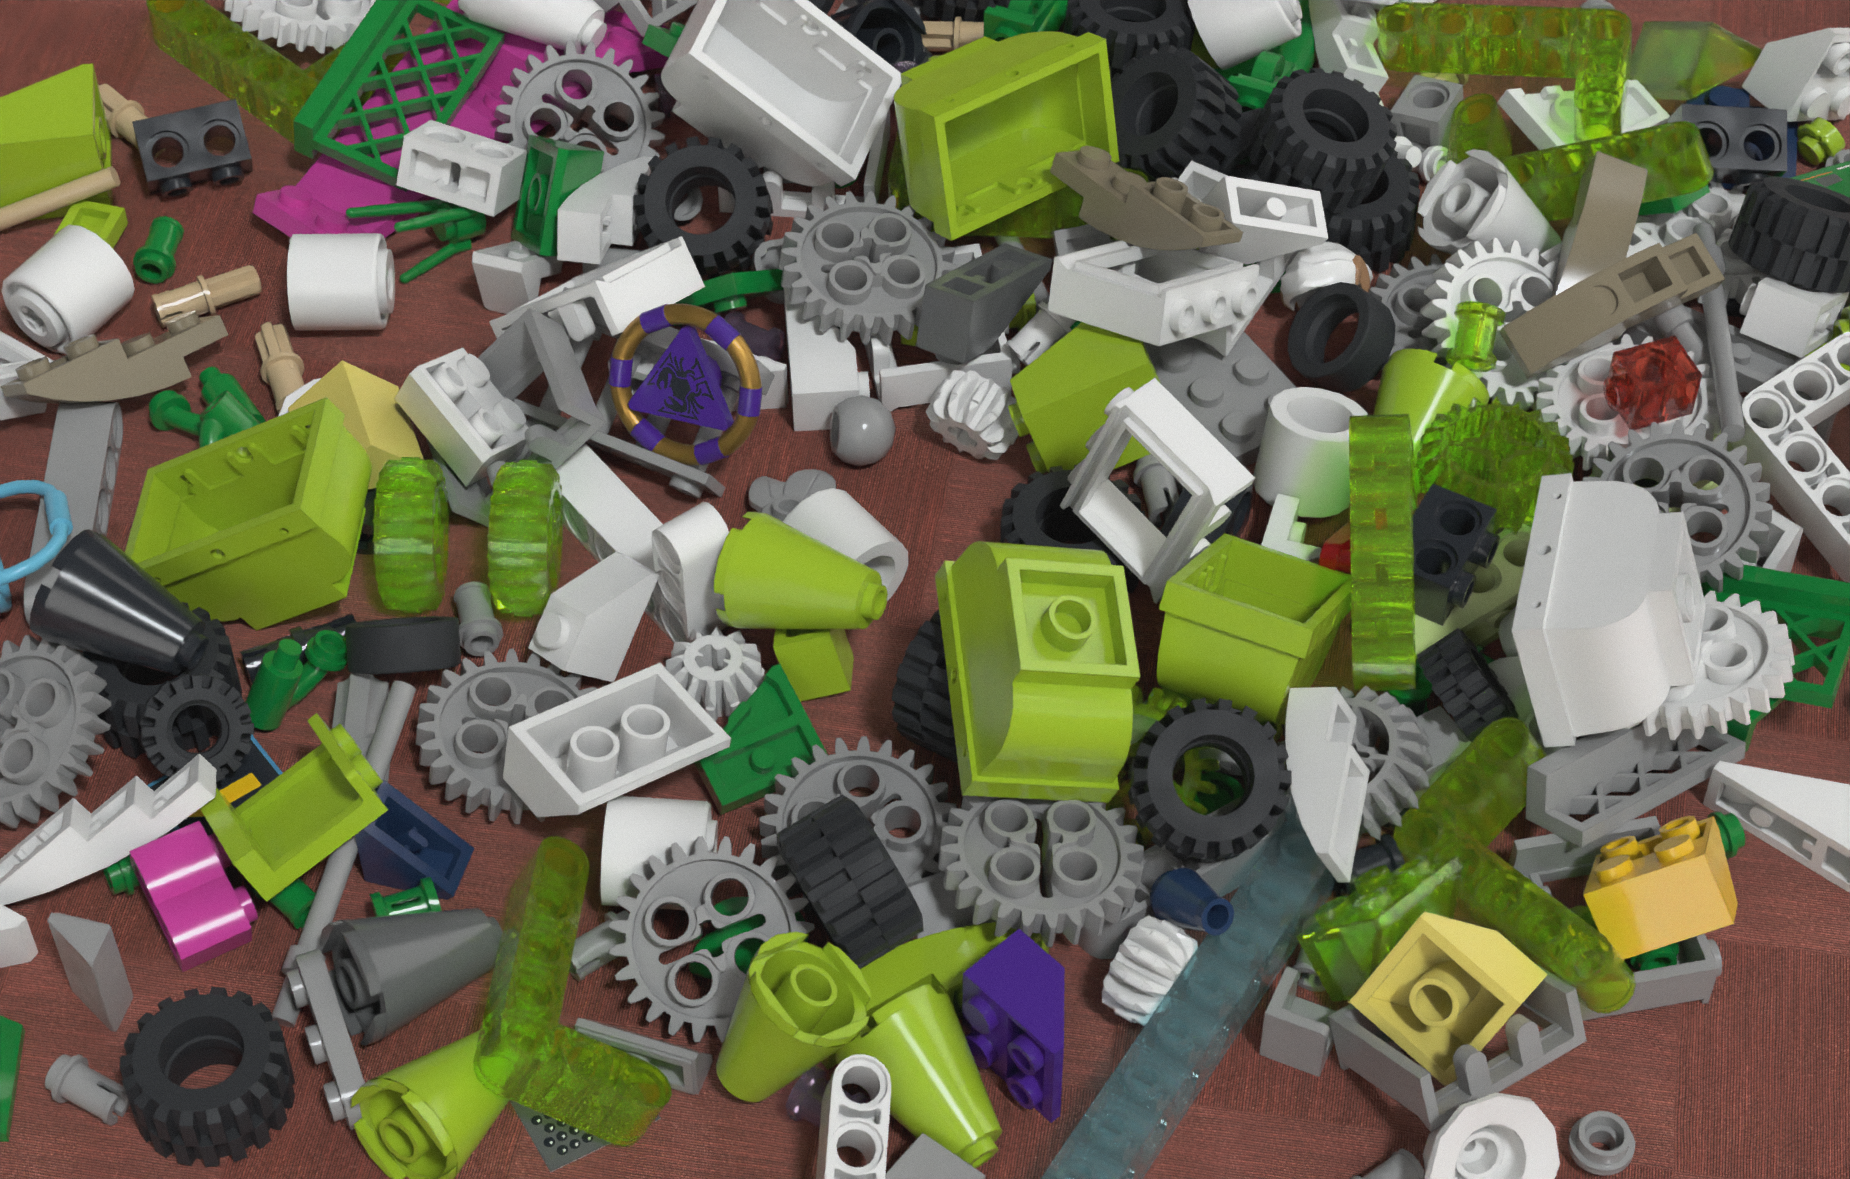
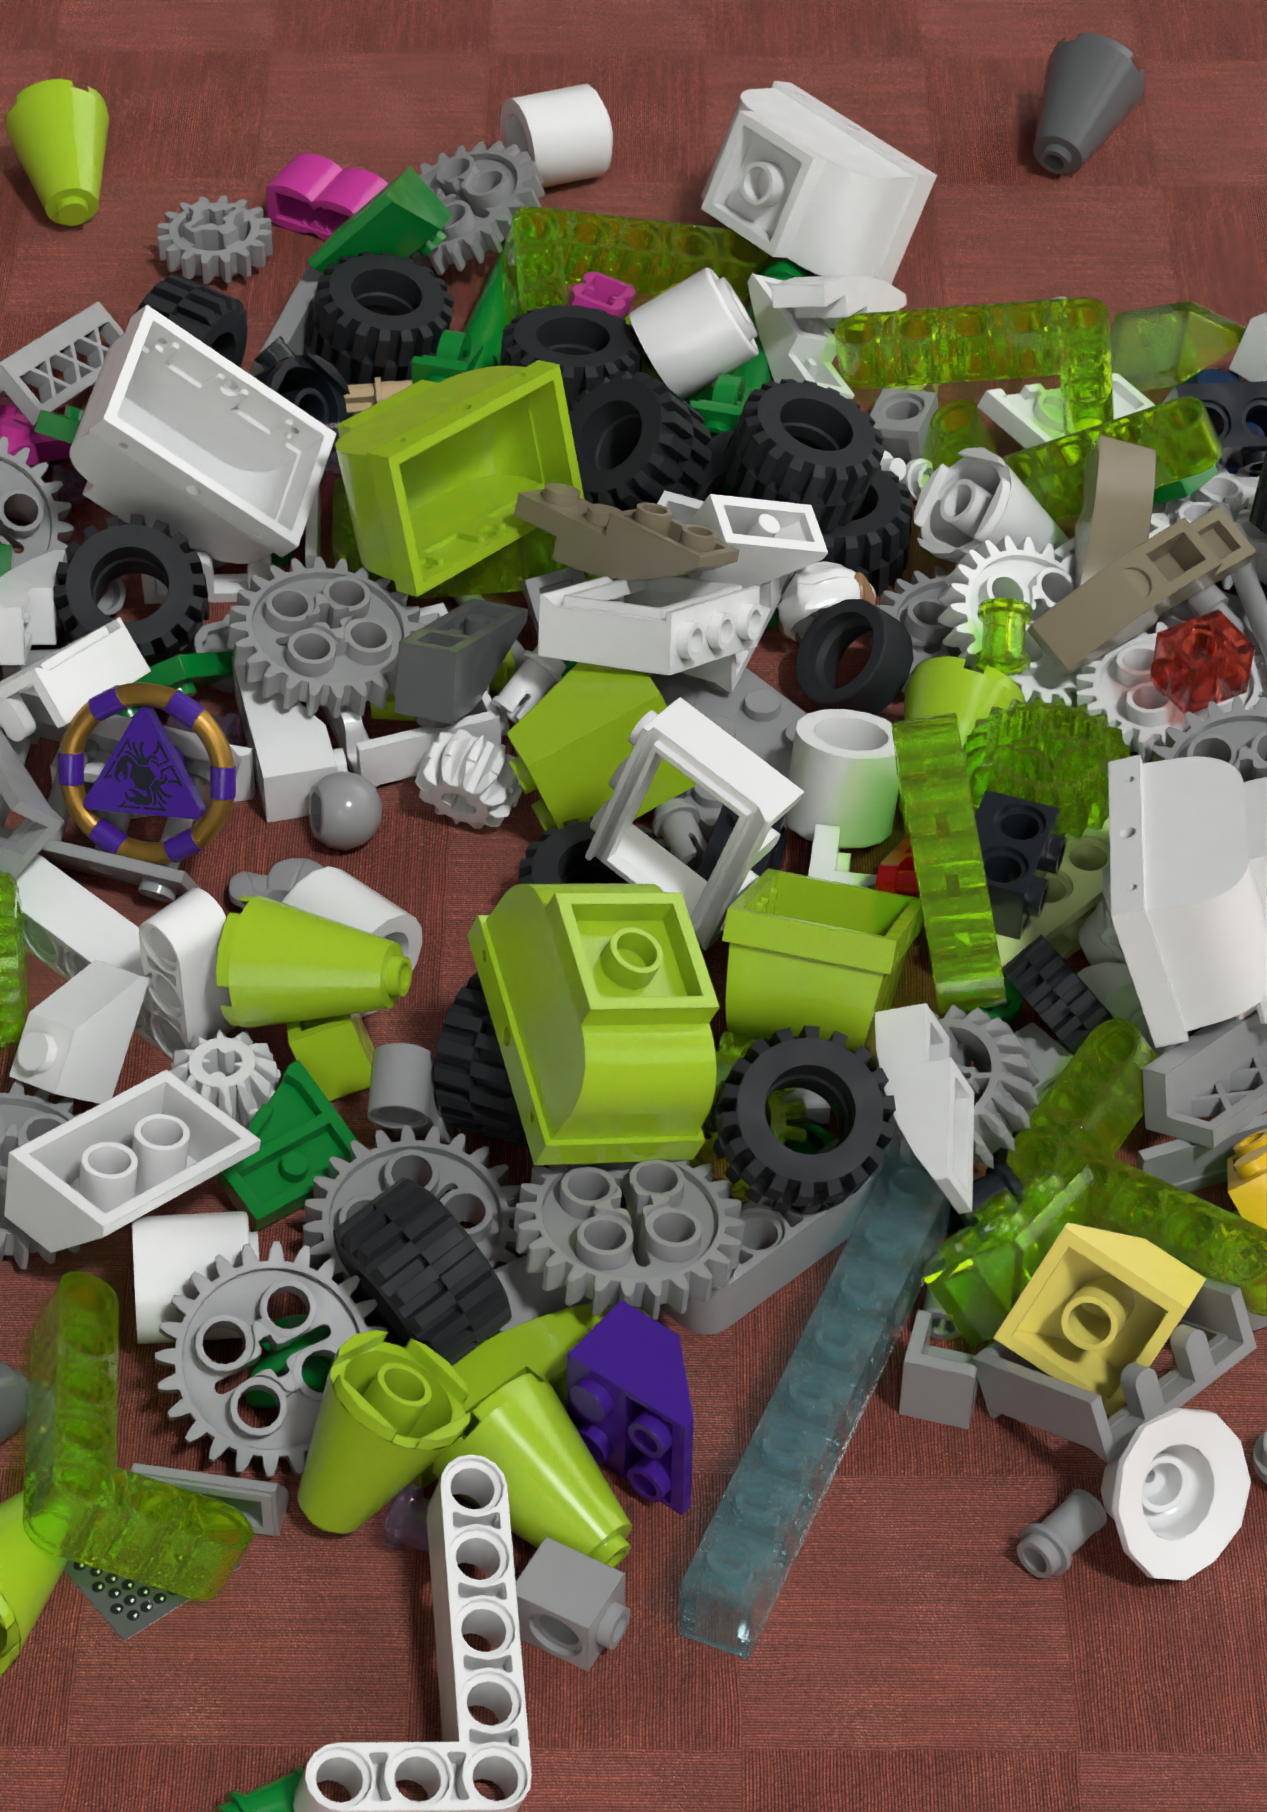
camera: 10 degrees left, 5 degrees down
(593, 947) = (139, 1387): light grey pin -> none
(865, 707) = (405, 1092): none -> light grey piece
(1146, 968) = (763, 1333): white gear -> none
(1190, 902) = (799, 1256): dark blue cone -> none

